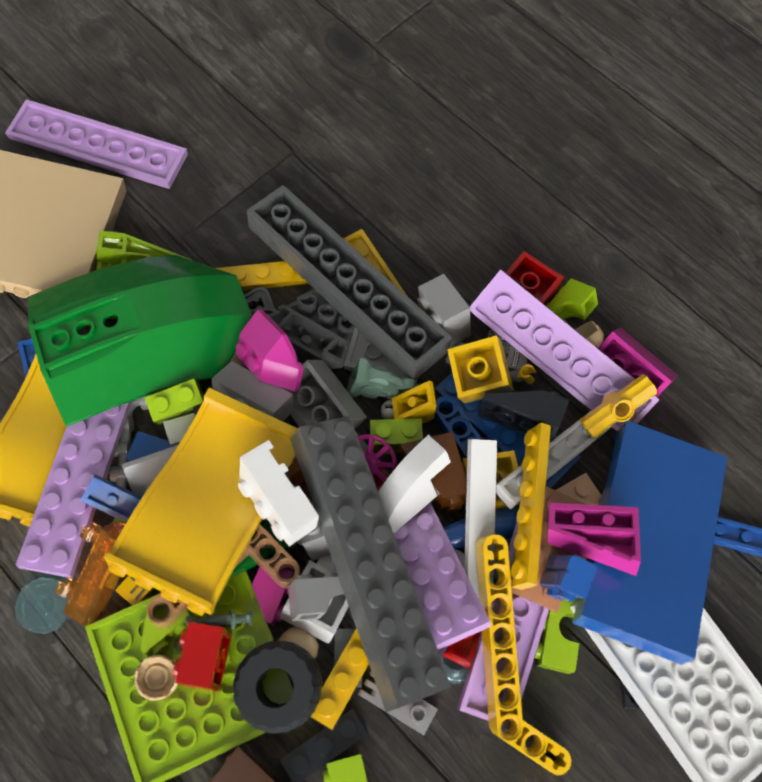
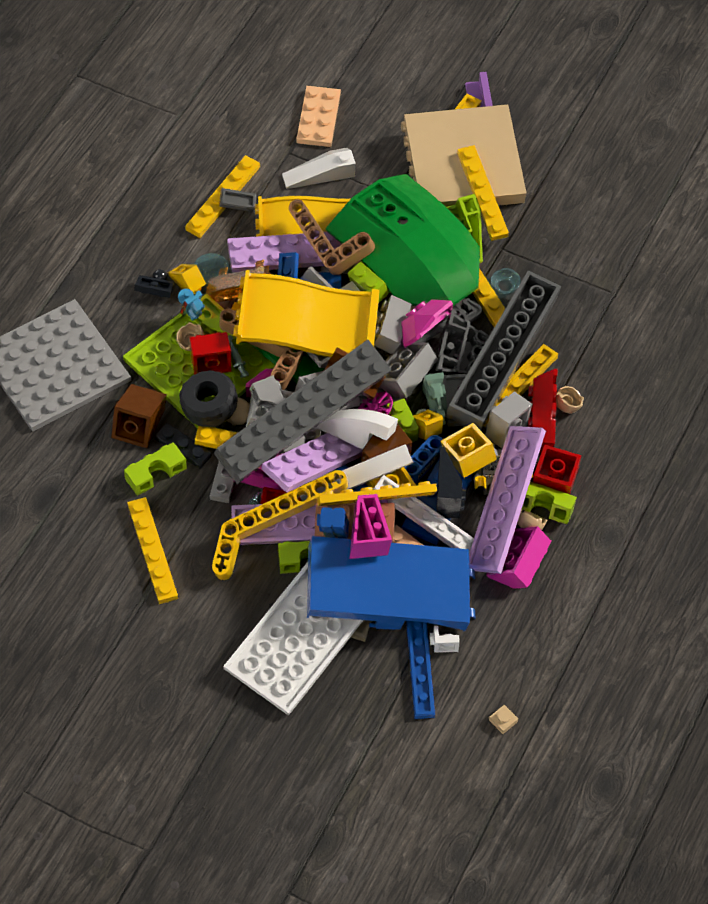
camera: 70 degrees right, 10 degrees down
(33, 697) = (155, 285): none -> black plate
(44, 645) = (187, 277): none -> yellow slope
(90, 435) = (321, 243): none -> medium nougat beam
(95, 220) = (481, 188): none -> yellow plate
(97, 143) = (552, 169): lavender plate -> none
(101, 657) = (192, 304): none -> dark azure hips
(232, 238) = (505, 274): none -> clear light blue piece
(275, 495) = (321, 345): white wedge -> none
(419, 264) = (543, 405): none -> red wedge
(430, 241) = (568, 399): none -> tan hair
(630, 398) = (486, 545): yellow piece -> none
(731, 497) = (444, 643): none -> white bracket

